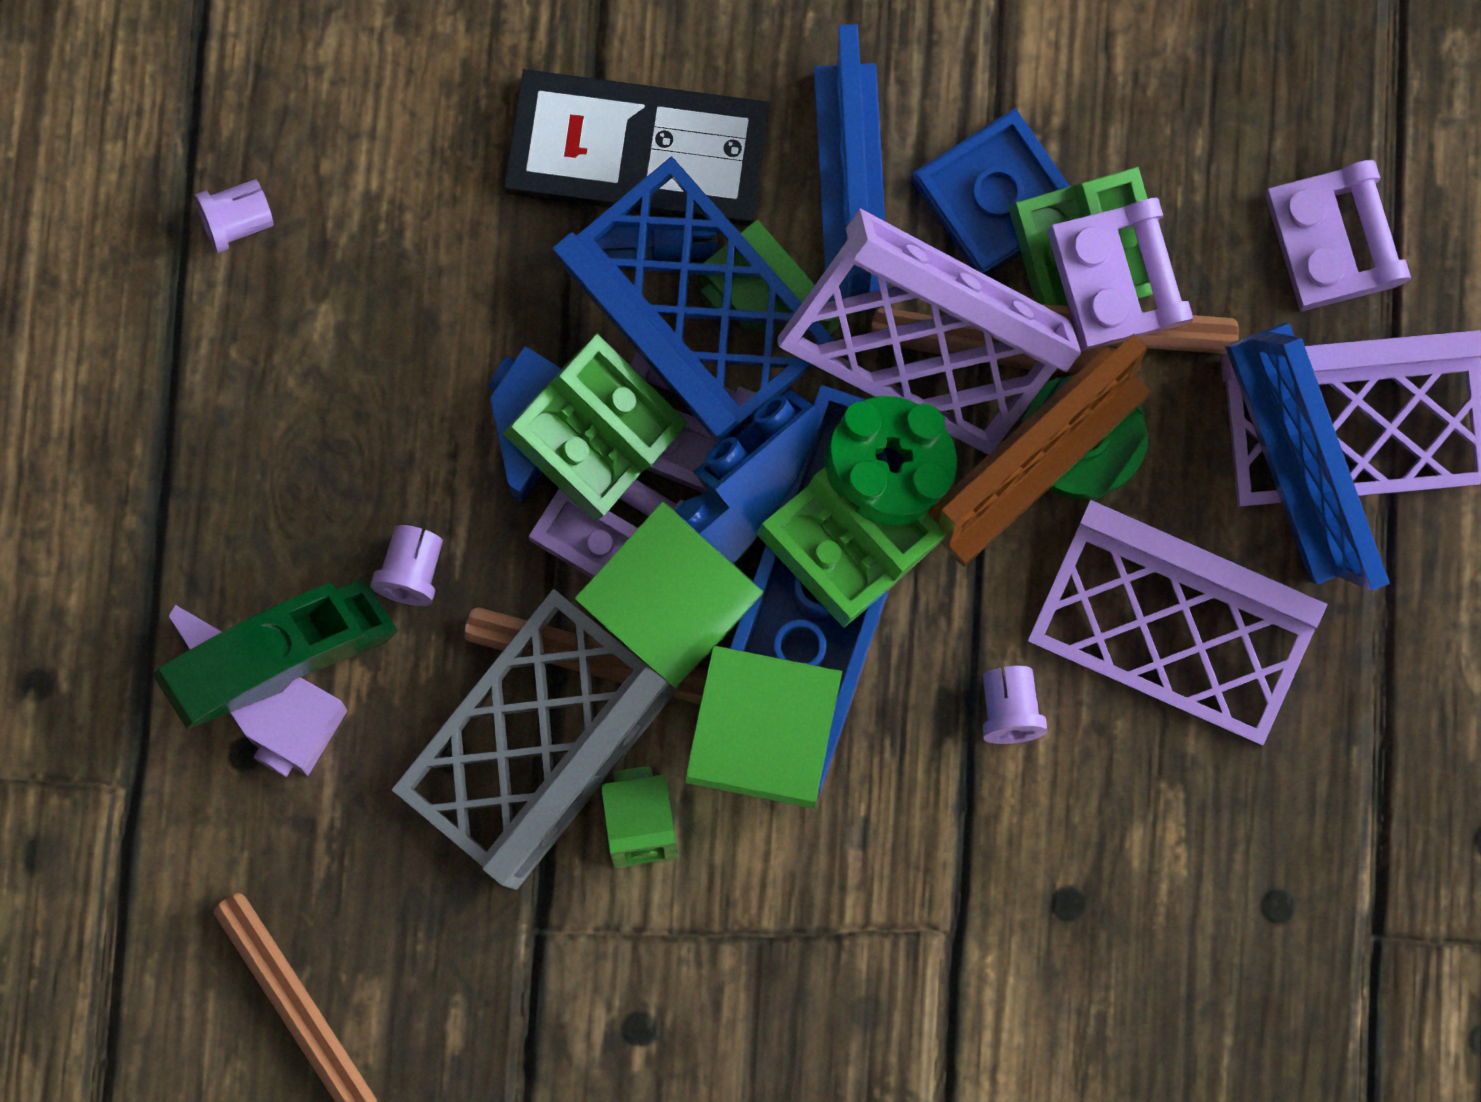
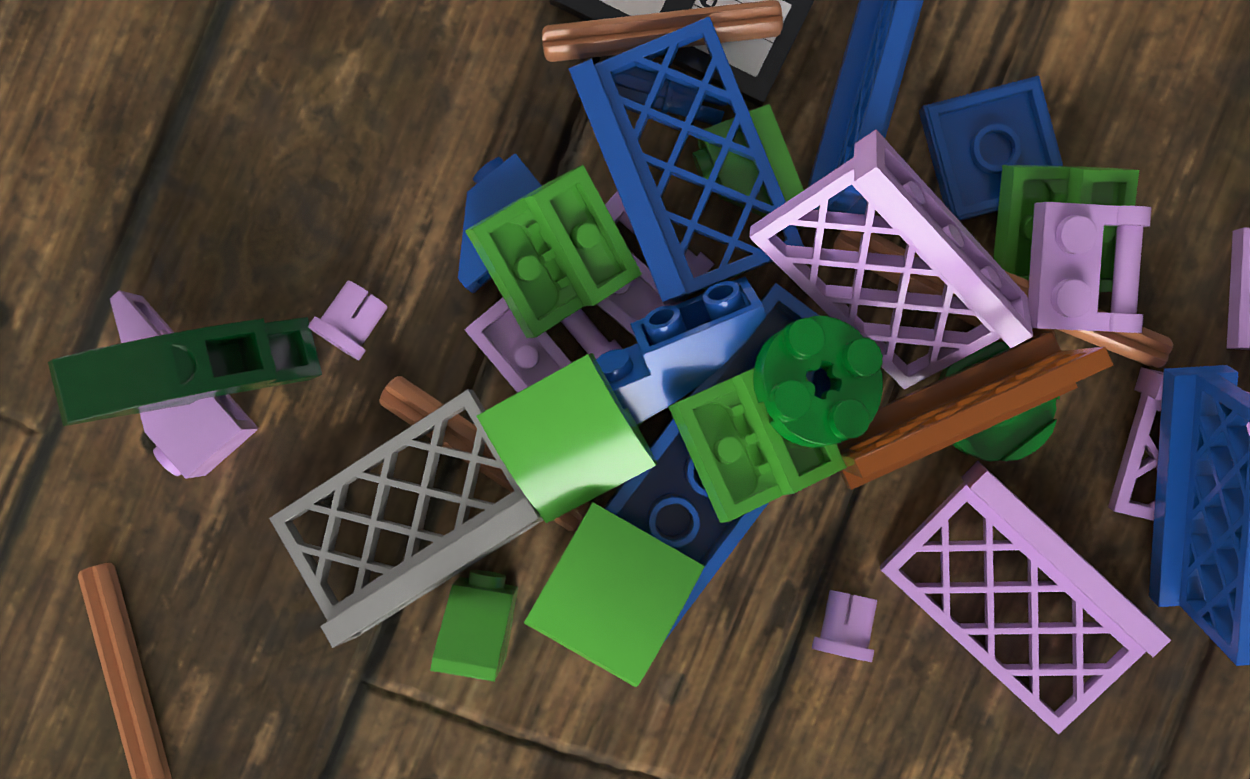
camera: 20 degrees right, 10 degrees up
(595, 197) = (621, 34): none -> nougat axle

